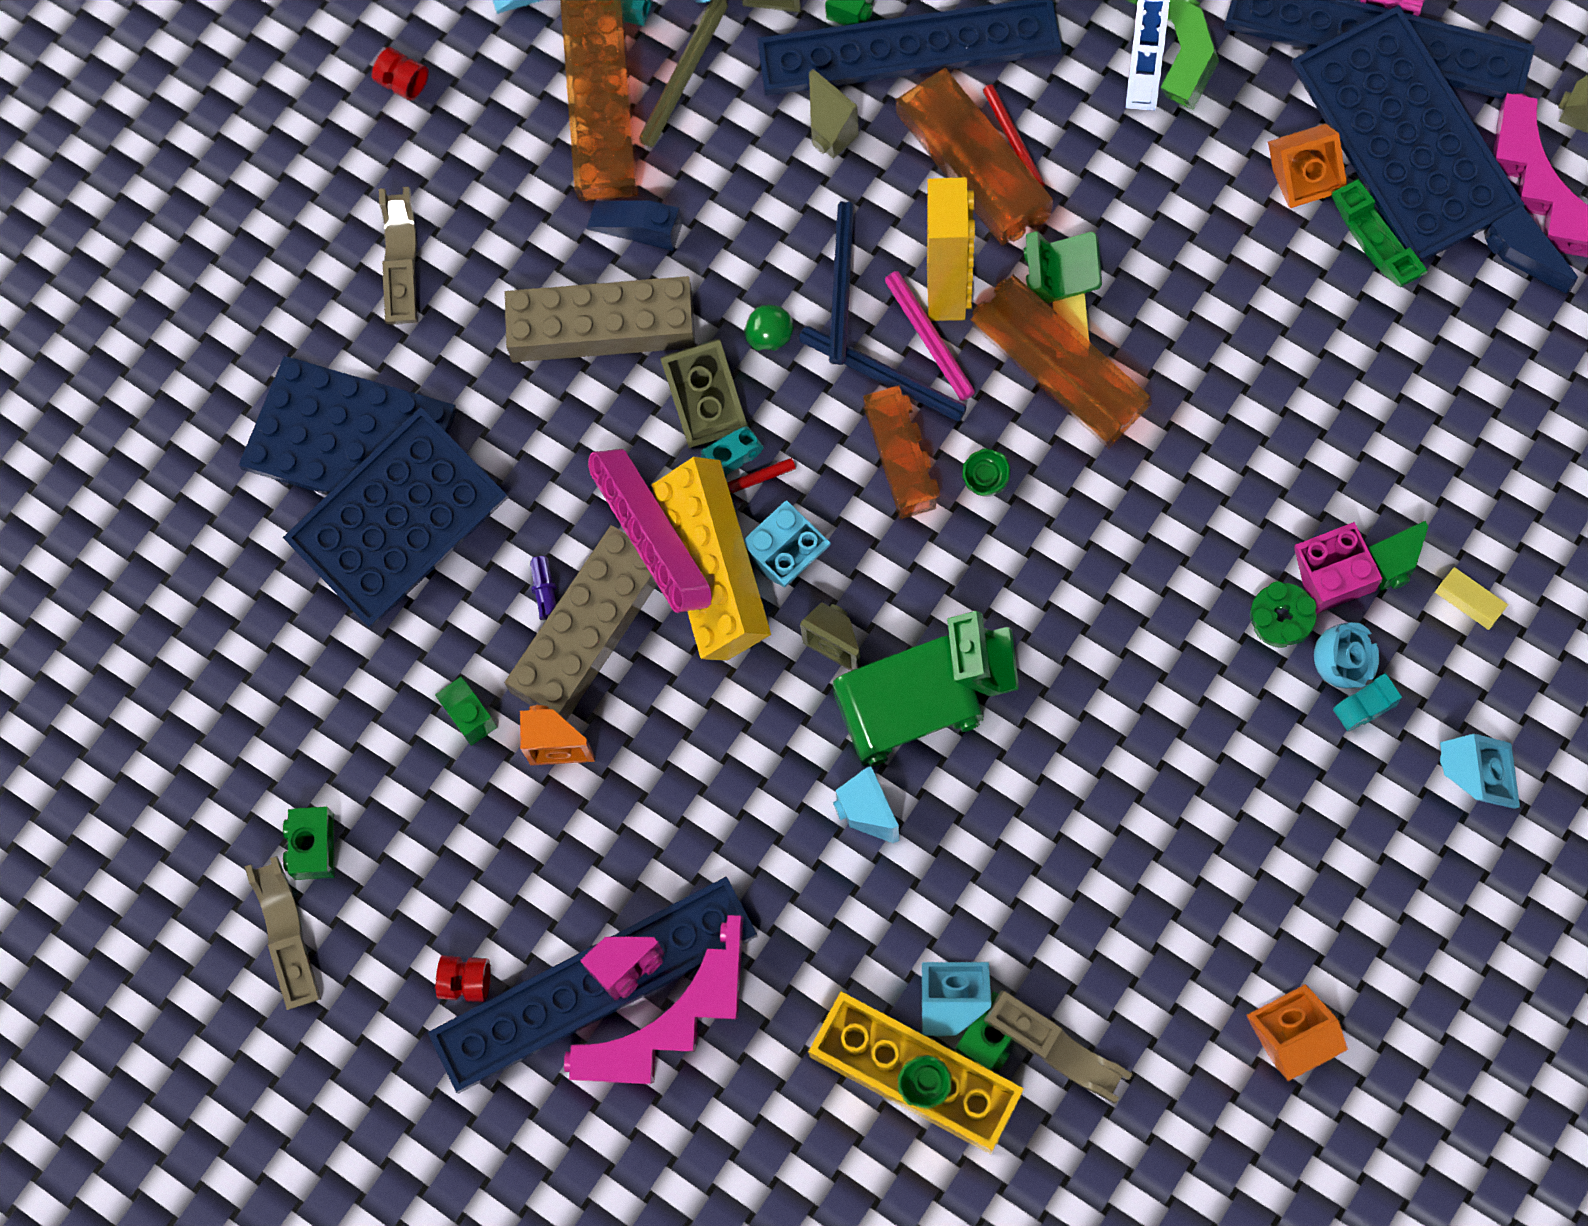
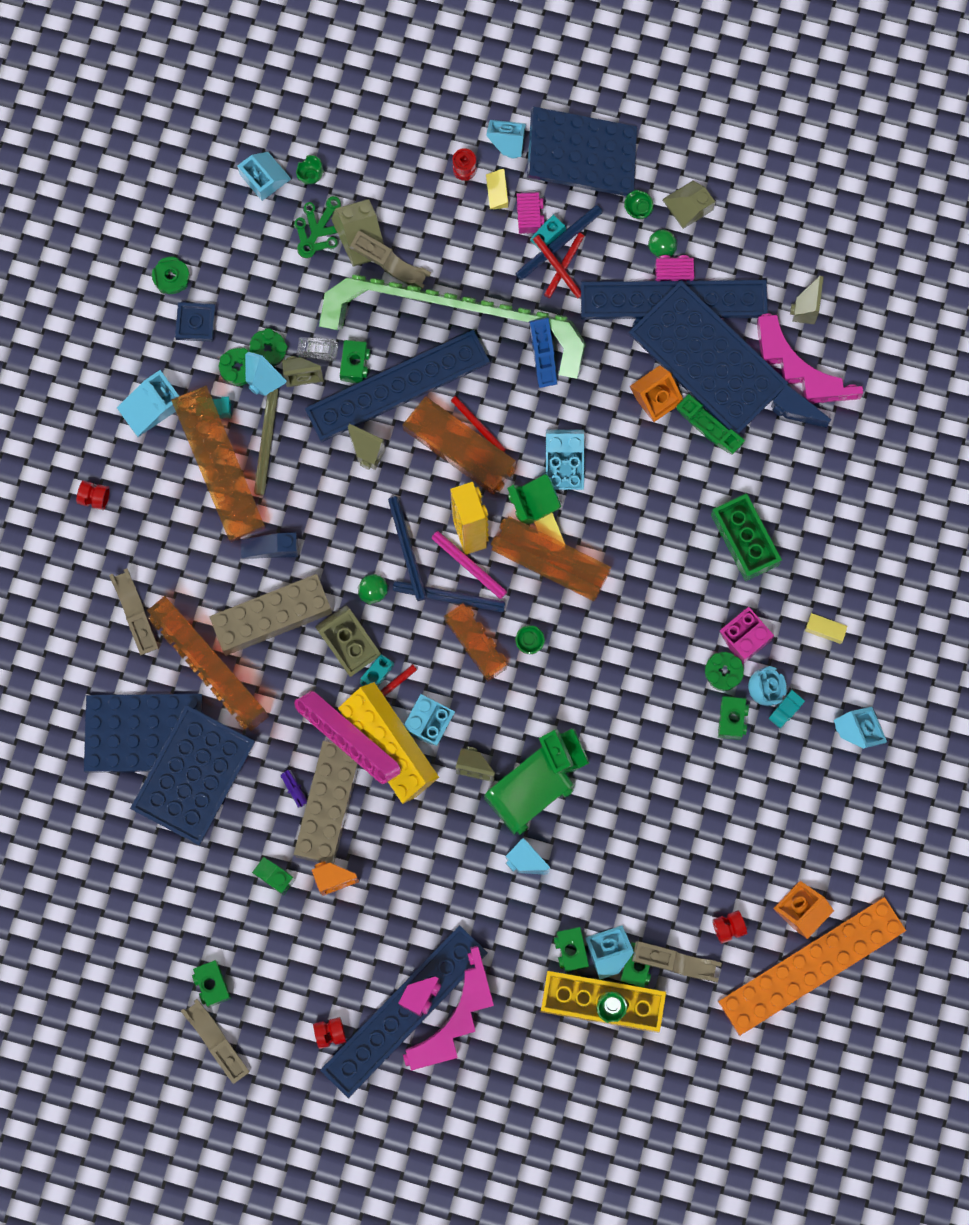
camera: 25 degrees left, 5 degrees up
(476, 362) = (205, 661): none -> clear orange brick
(895, 994) = (579, 959): none -> green brick
(1131, 221) = (565, 459): none -> medium azure slope
(1164, 1020) = (729, 927): none -> red wheel
(1276, 671) = (726, 728): none -> green brick
(1283, 1129) = (811, 966): none -> orange plate
(1383, 417) = (746, 537): none -> green brick
(1399, 556) = (779, 617): green slope -> none

